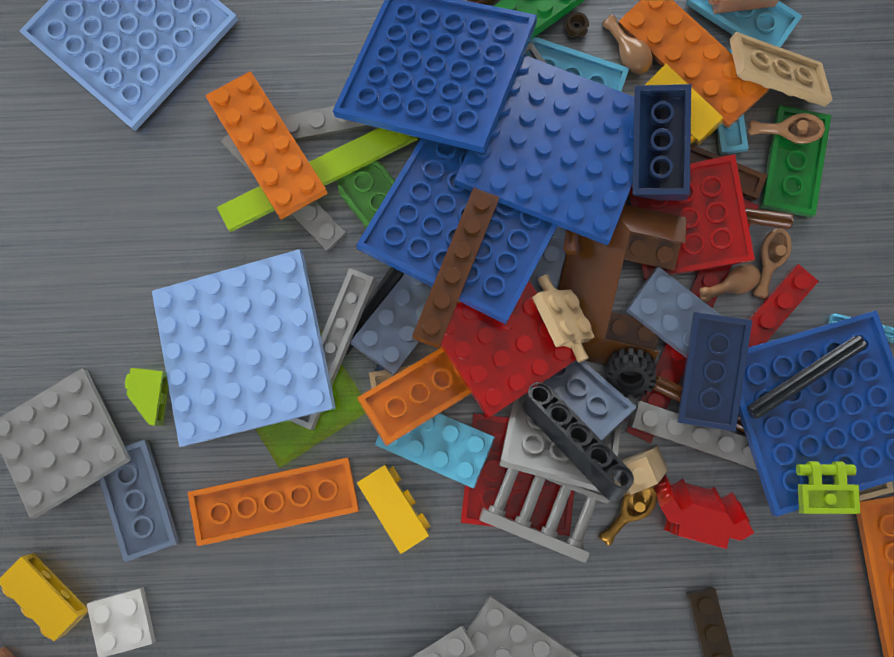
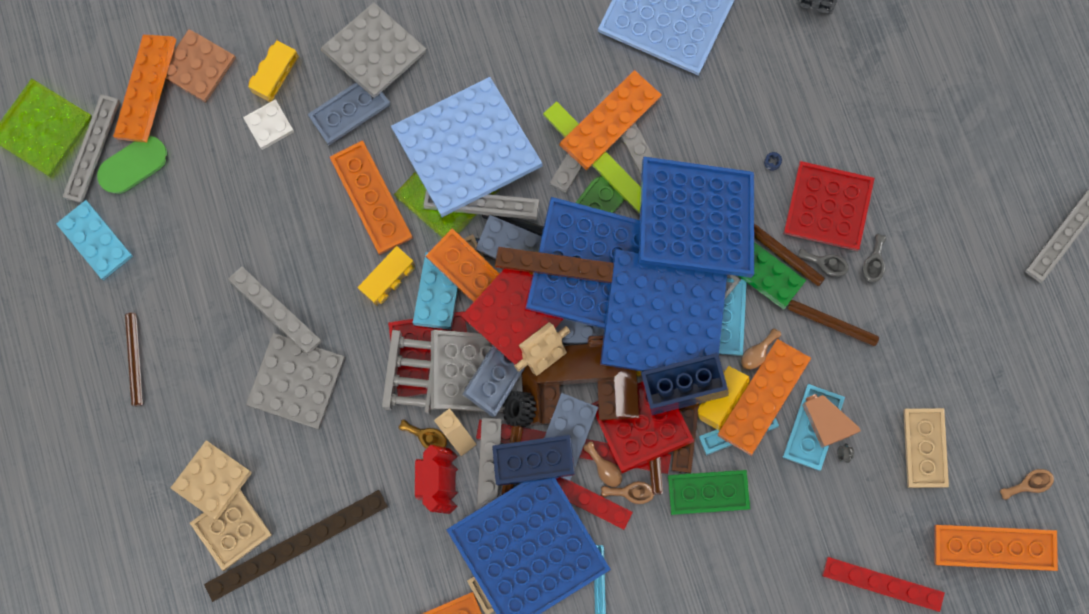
camera: 80 degrees right, 5 degrees down
(148, 393) = (420, 96): lime slope -> none
(576, 18) = (765, 305): dark brown plate -> none
(580, 453) = (453, 381): black beam -> none
(780, 69) = (769, 459): tan plate -> none
(798, 128) = (729, 483): medium nougat piece -> none
(806, 377) = (547, 526): black axle -> none
(828, 498) = (467, 559): lime plate -> none

